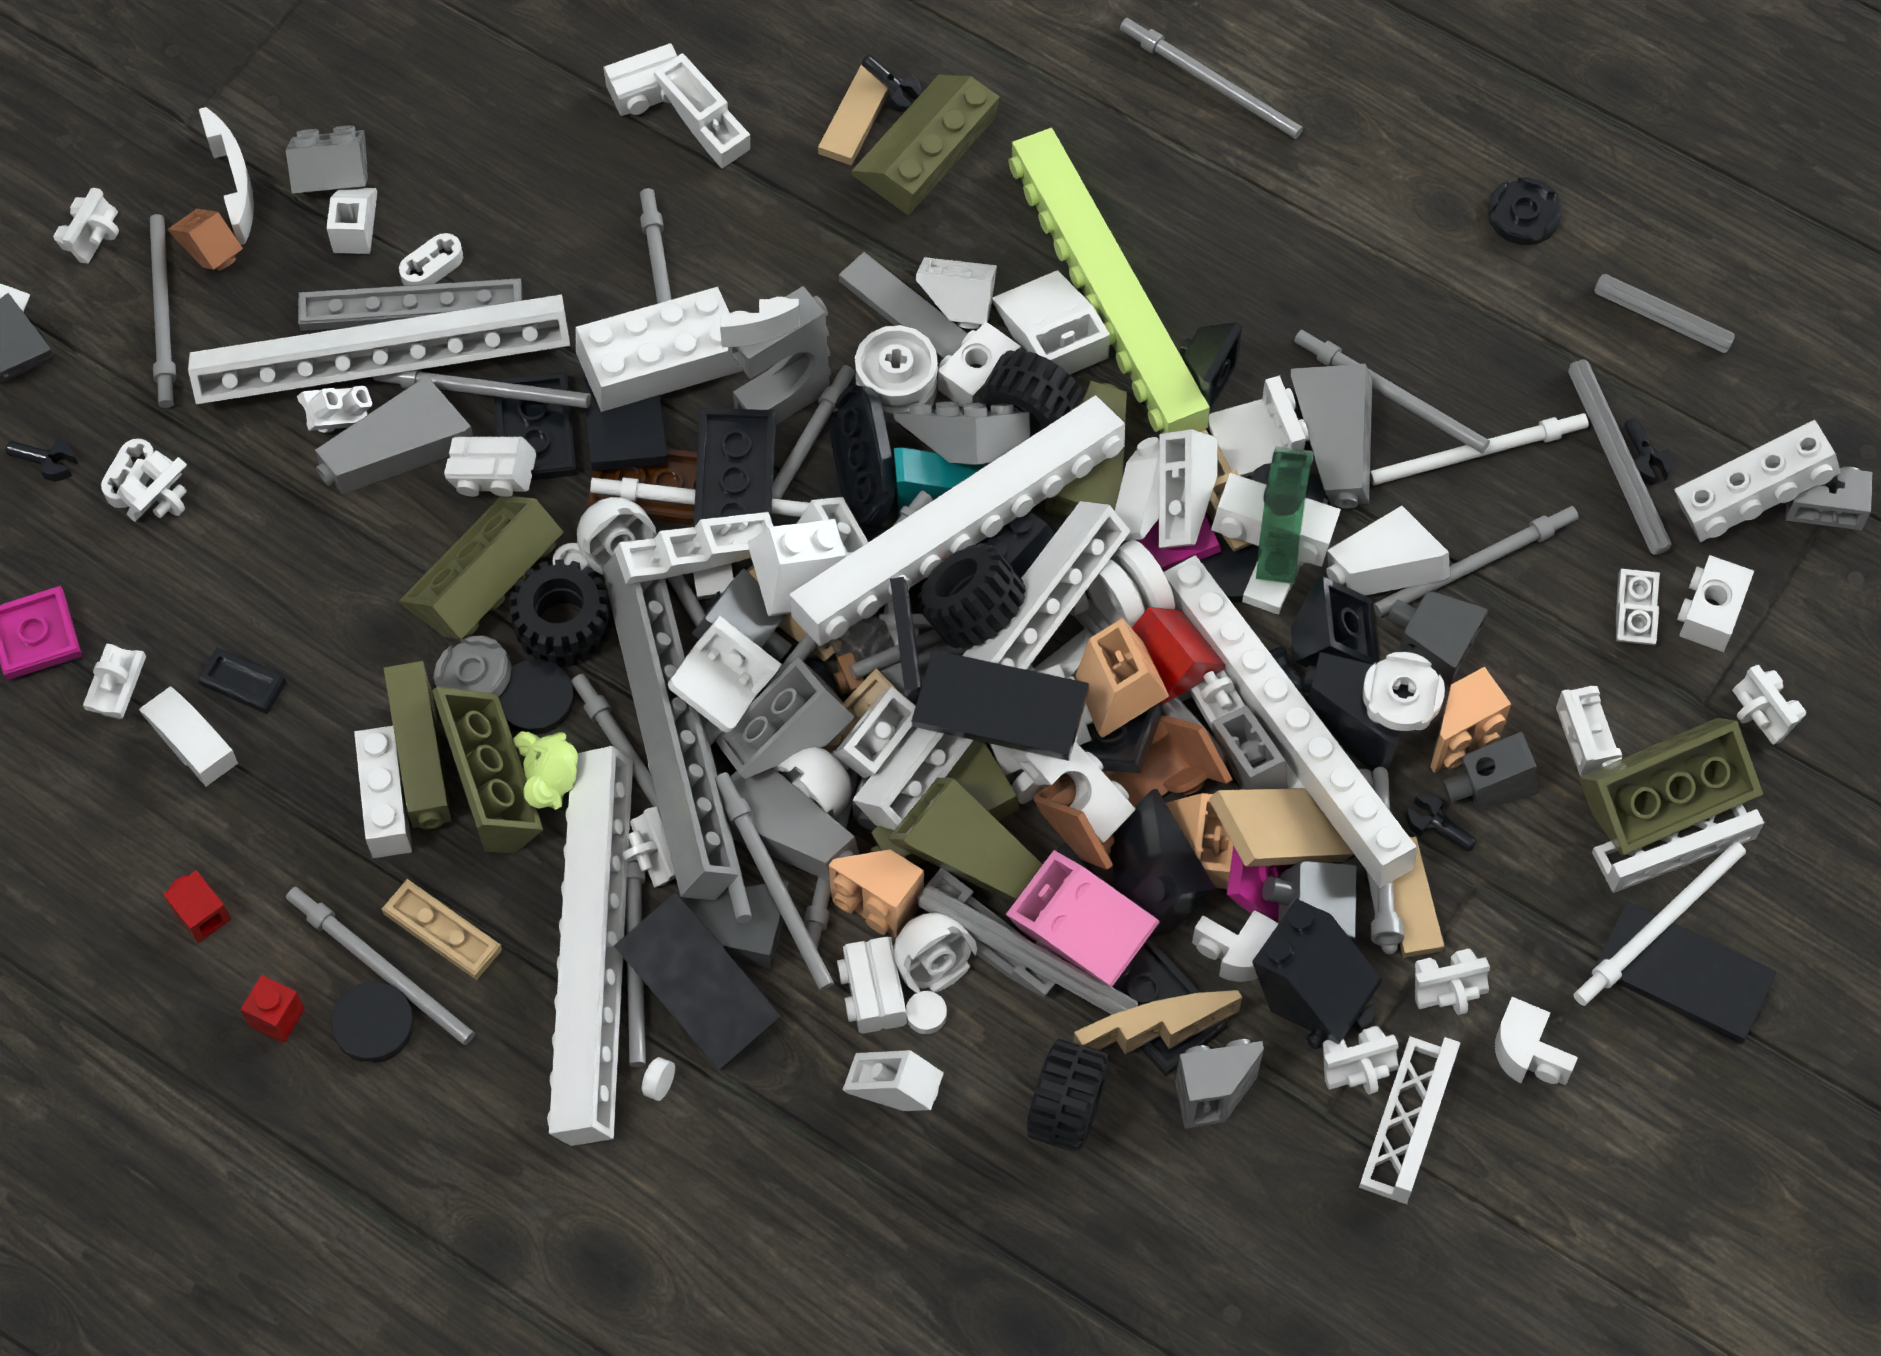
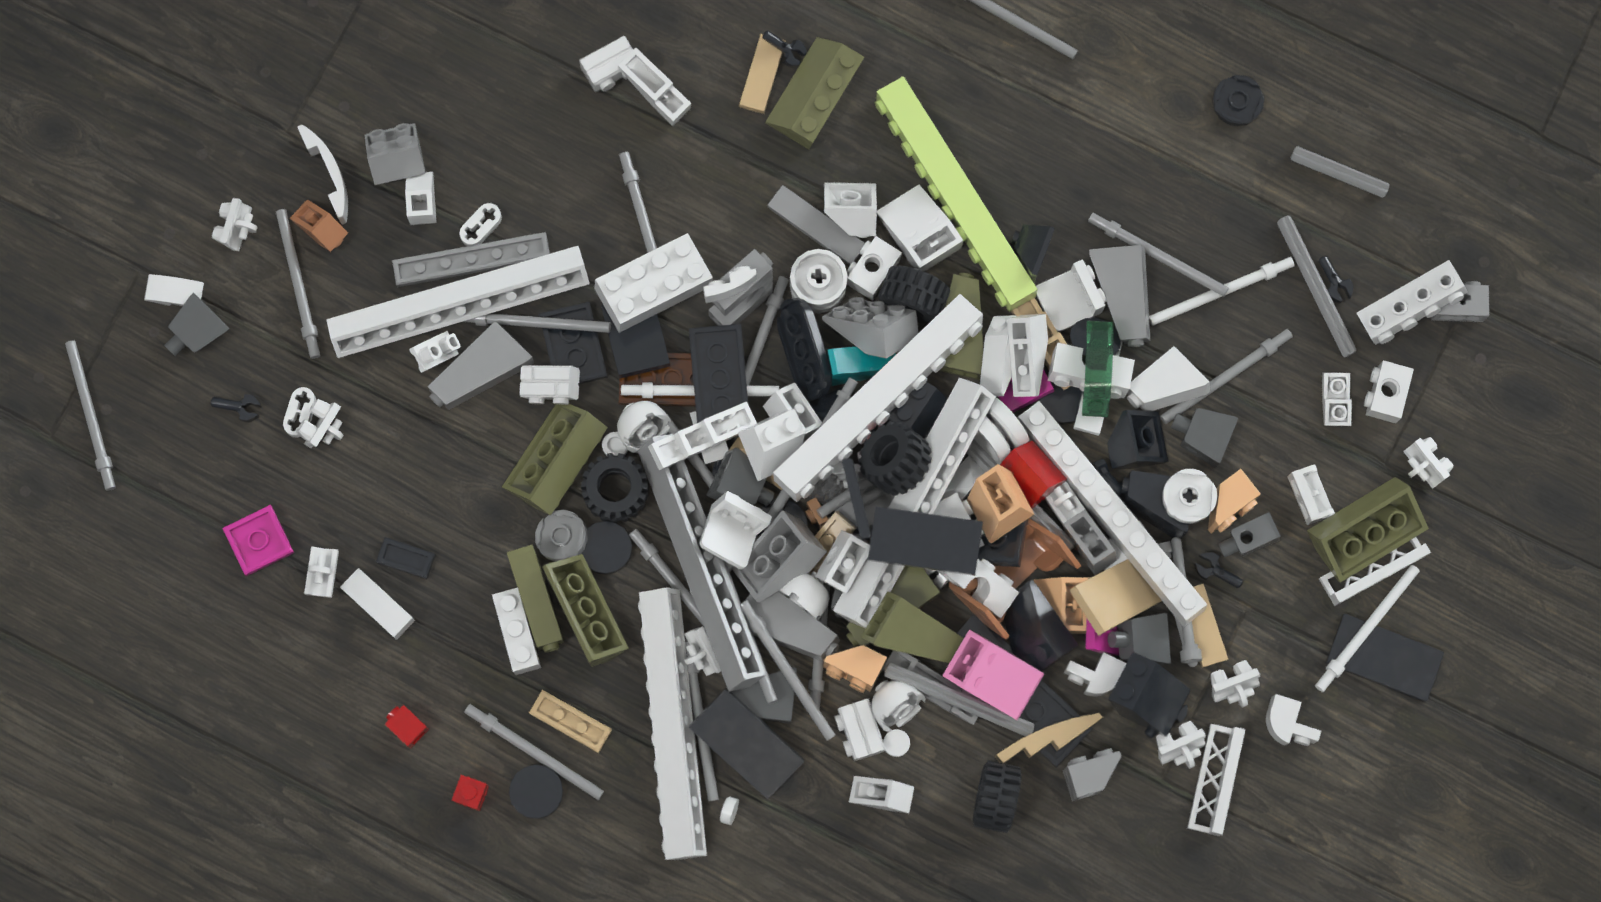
camera: 10 degrees left, 15 degrees up
(547, 767) = (625, 604): yellowish green hair -> none

